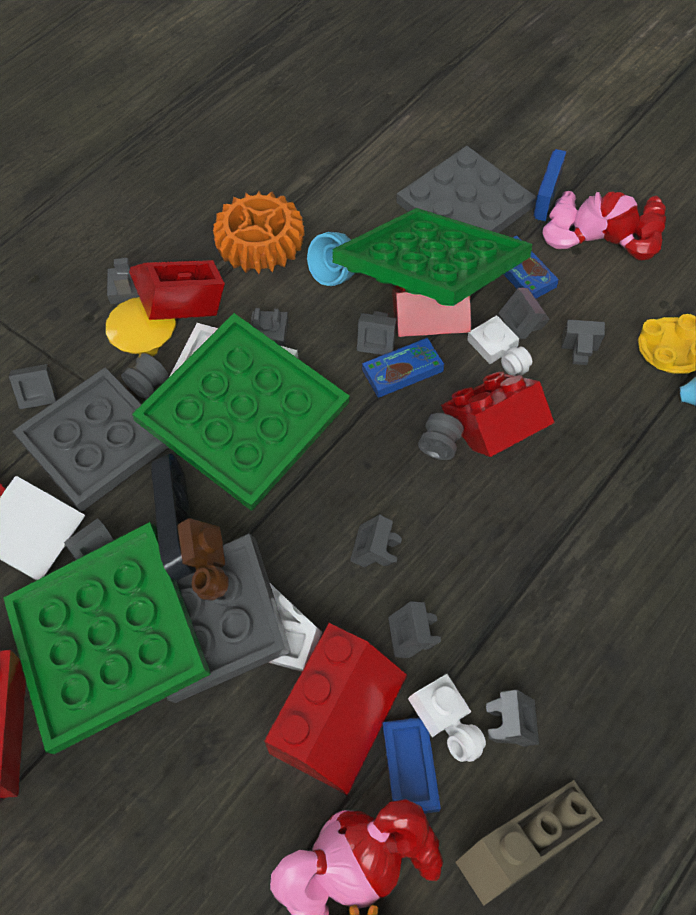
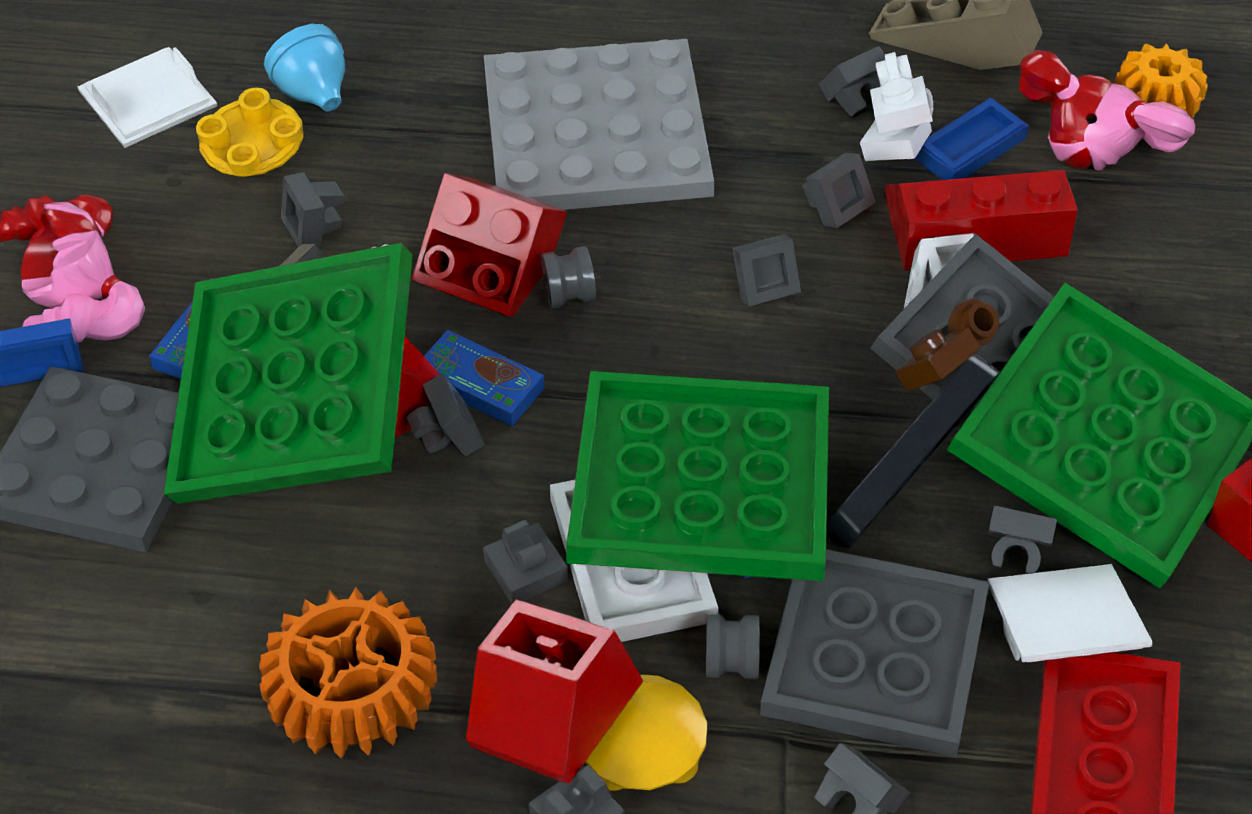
camera: 125 degrees left, 10 degrees down
(321, 257) = (349, 525): medium azure helmet -> none
(449, 707) = (901, 98): none -> white plate
(579, 537) = (598, 125): none -> light grey plate

